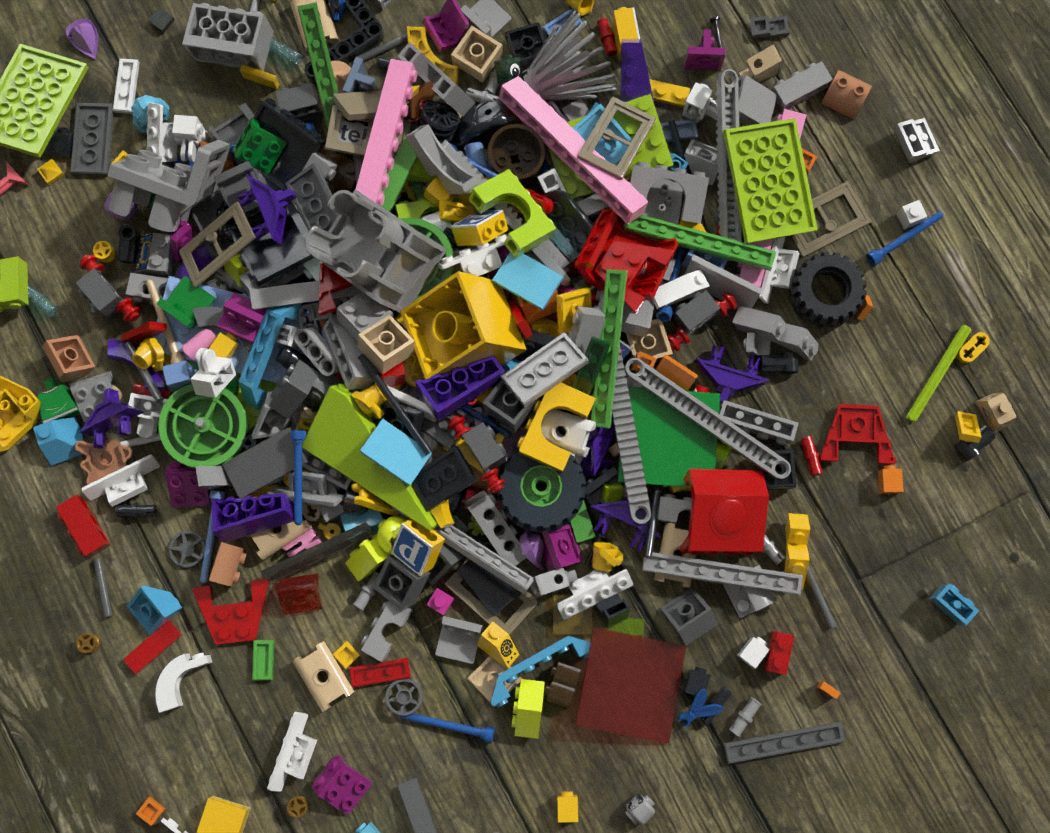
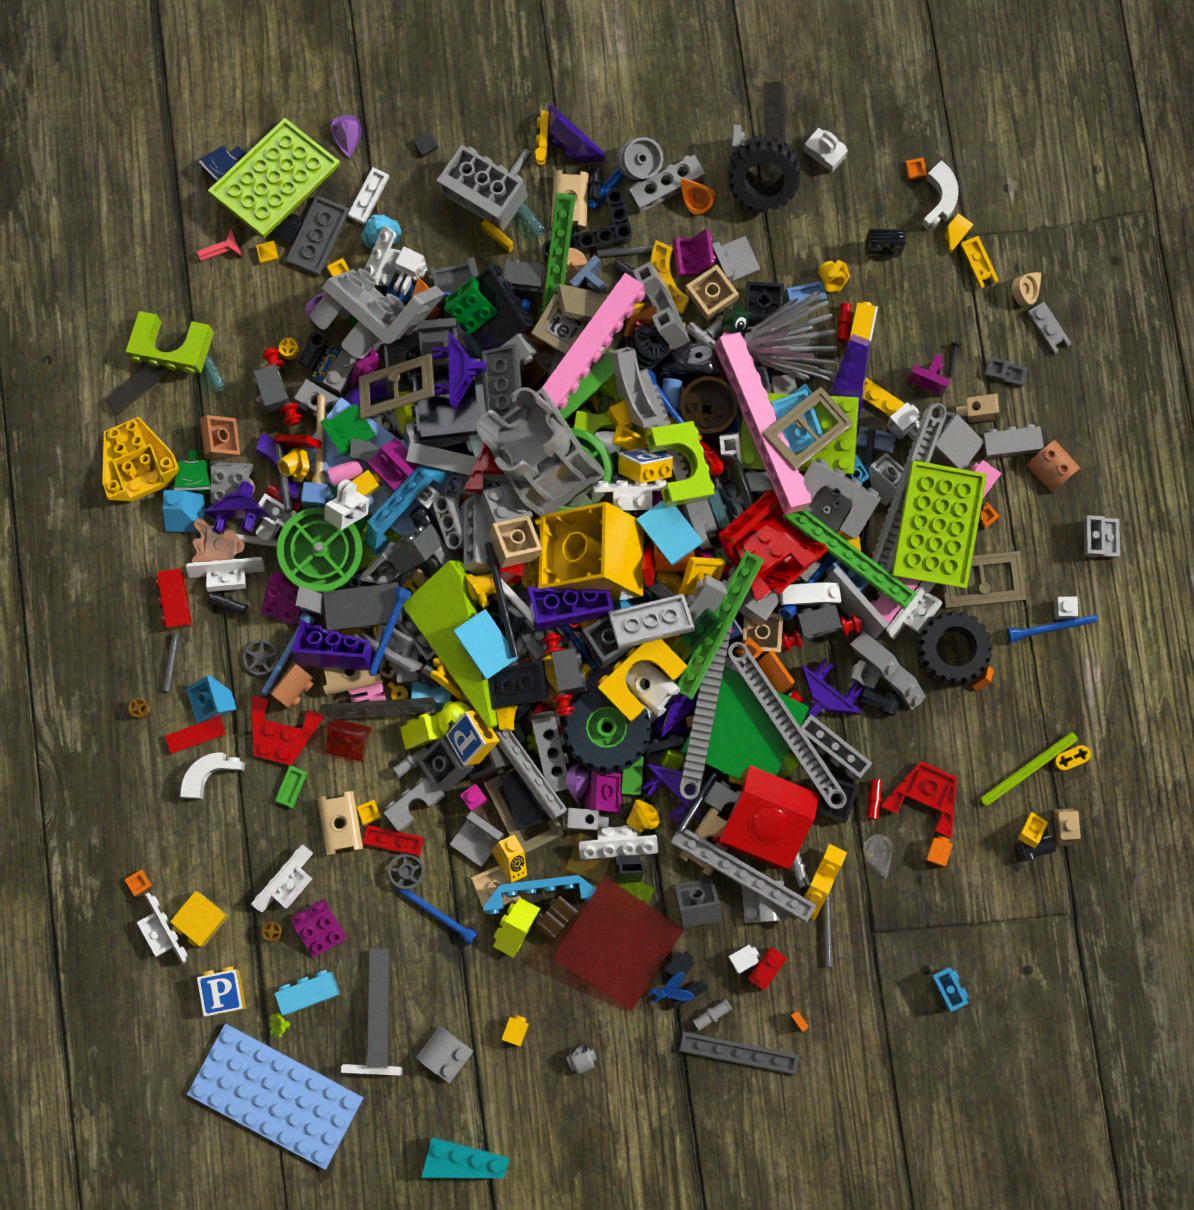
camera: 25 degrees right, 0 degrees up
(836, 503) = (879, 853): none -> clear piece

